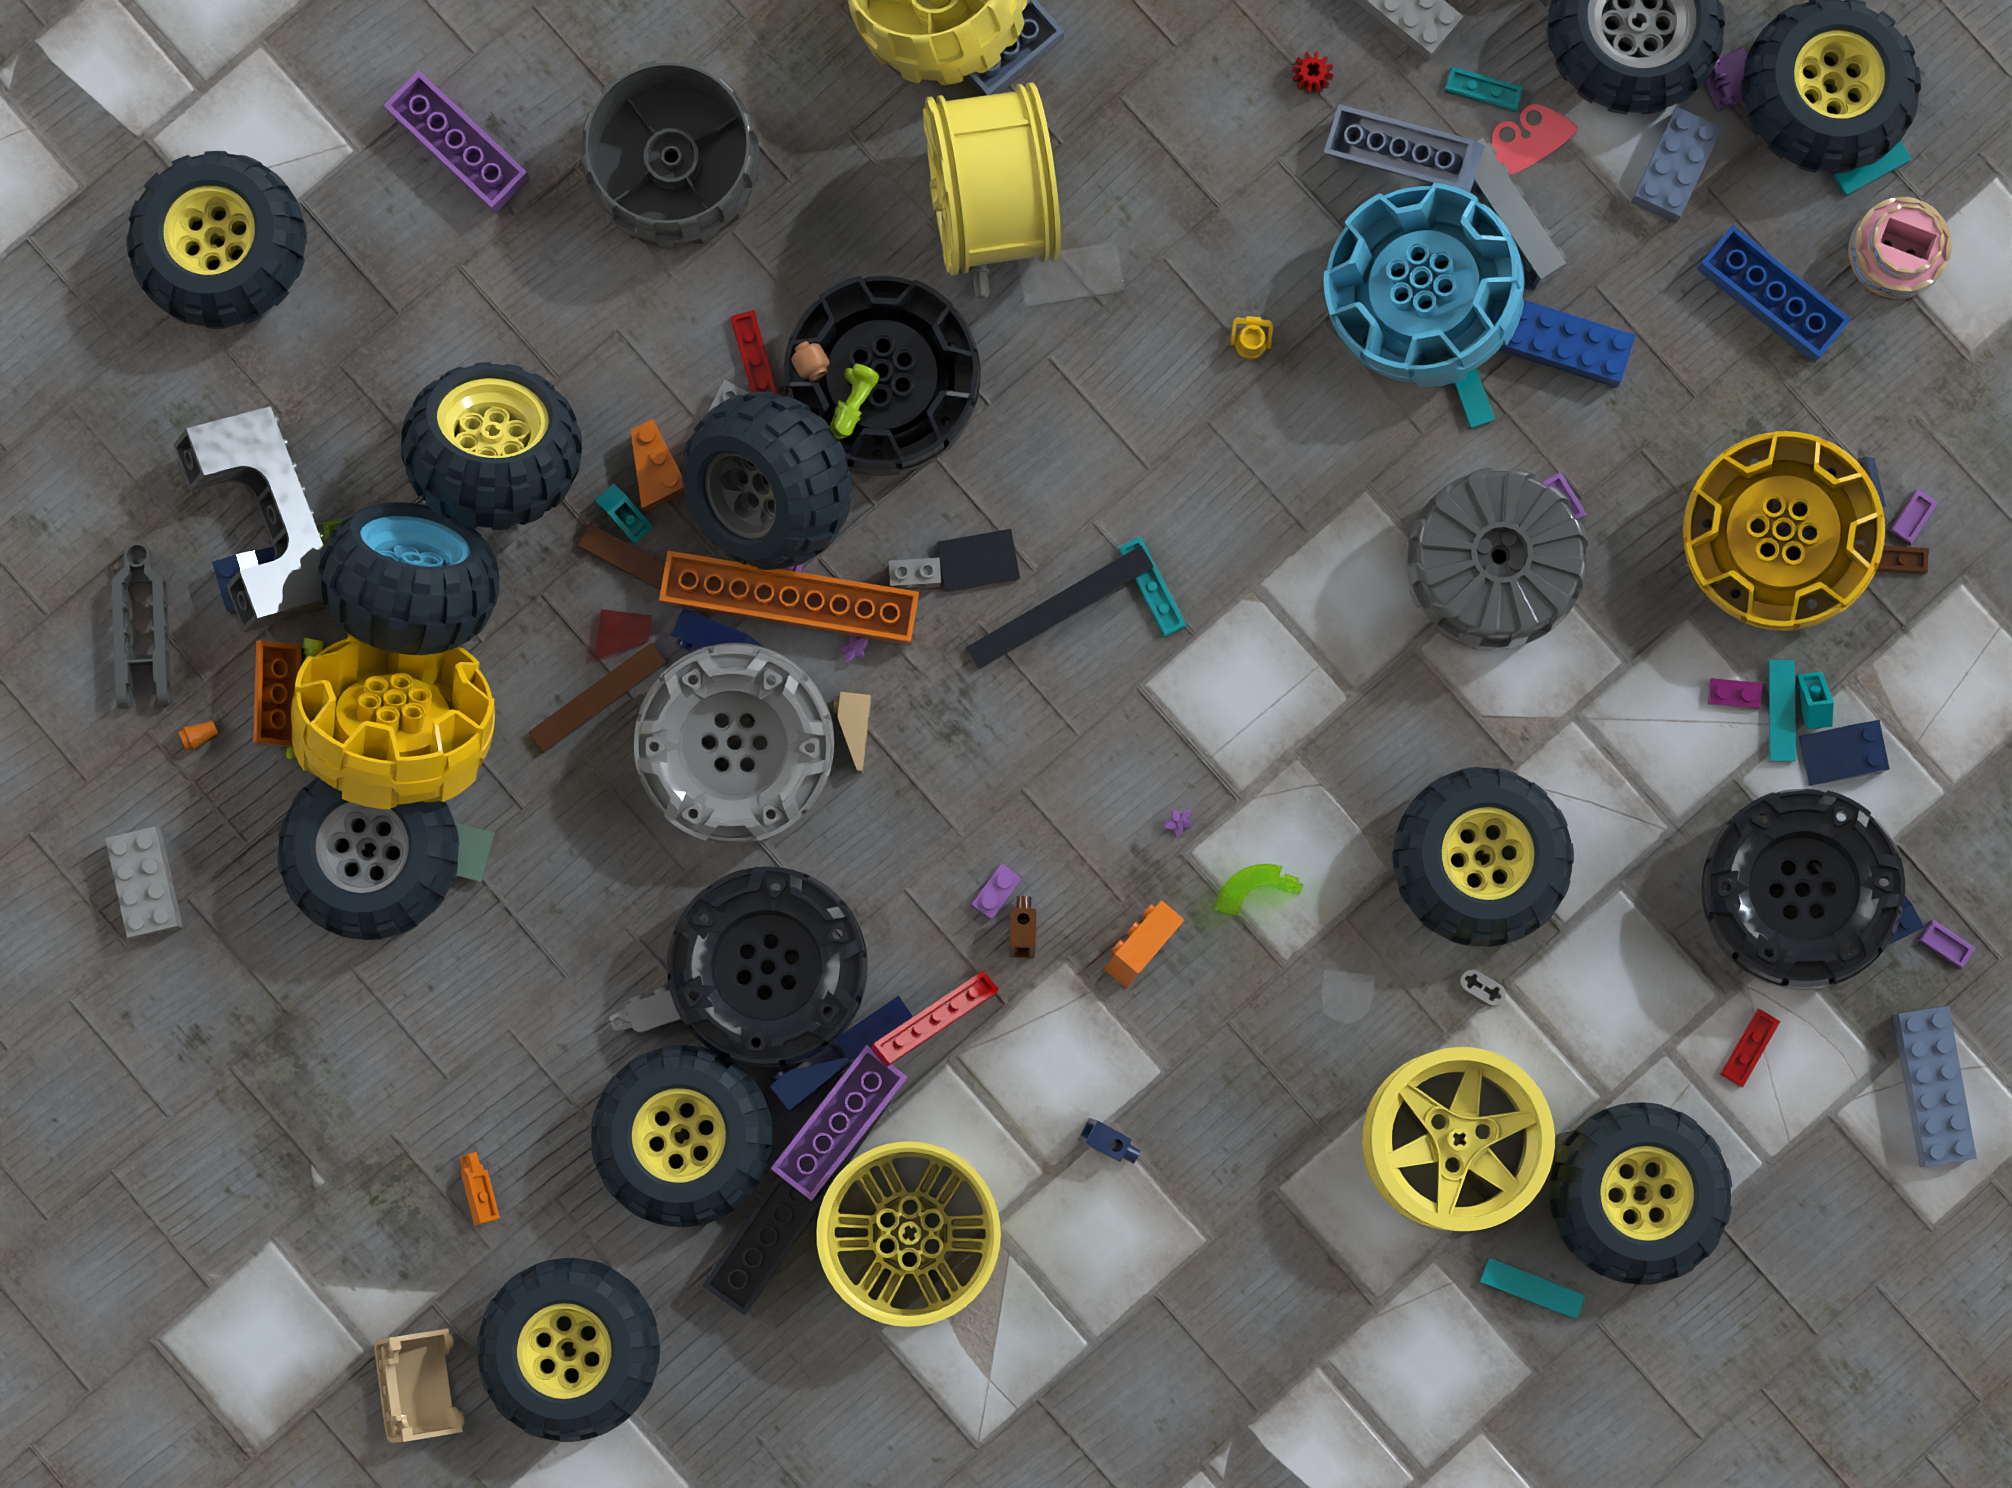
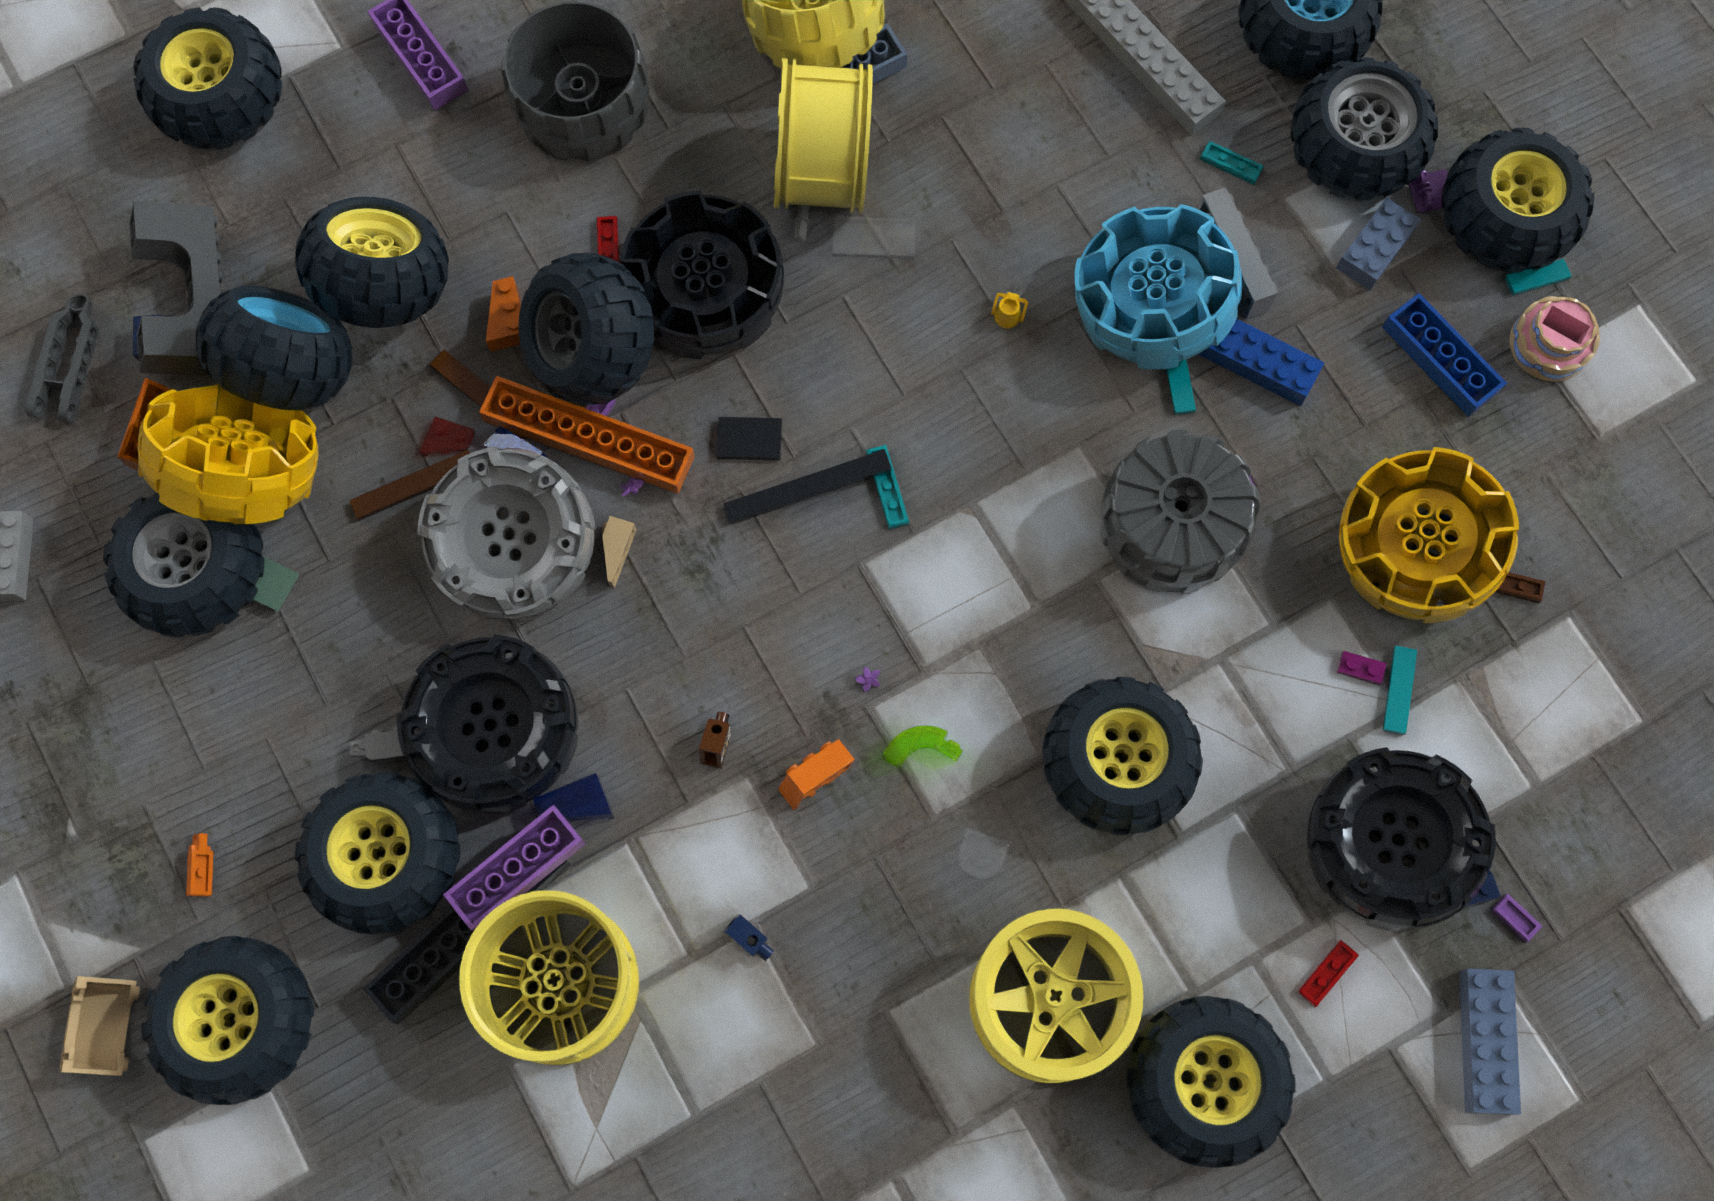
camera: 15 degrees right, 10 degrees down
(197, 734) = (83, 449): orange cone -> none
(623, 513) = (472, 346): teal slope -> none
(803, 1082) = (493, 831): dark blue slope -> none
(810, 361) = (642, 242): nougat head -> none
(848, 413) = (682, 265): lime piece -> none
(915, 573) = (696, 435): light grey brick -> none
(934, 1019) = (619, 797): plate -> none
(996, 891) = (702, 706): medium lavender plate -> none
(1323, 72) = (1097, 124): red gear -> none
(1403, 148) = (1158, 181): sand blue brick -> none
(1485, 982) = (1105, 868): light grey beam -> none
(1532, 1288) = (1097, 1149): teal tile -> none
(1543, 139) = (1272, 209): coral piece -> none
(1815, 700) = (1430, 686): teal slope -> none
(1844, 753) = (1451, 734): dark blue slope -> none
(1913, 517) = (1535, 554): medium lavender tile -> none

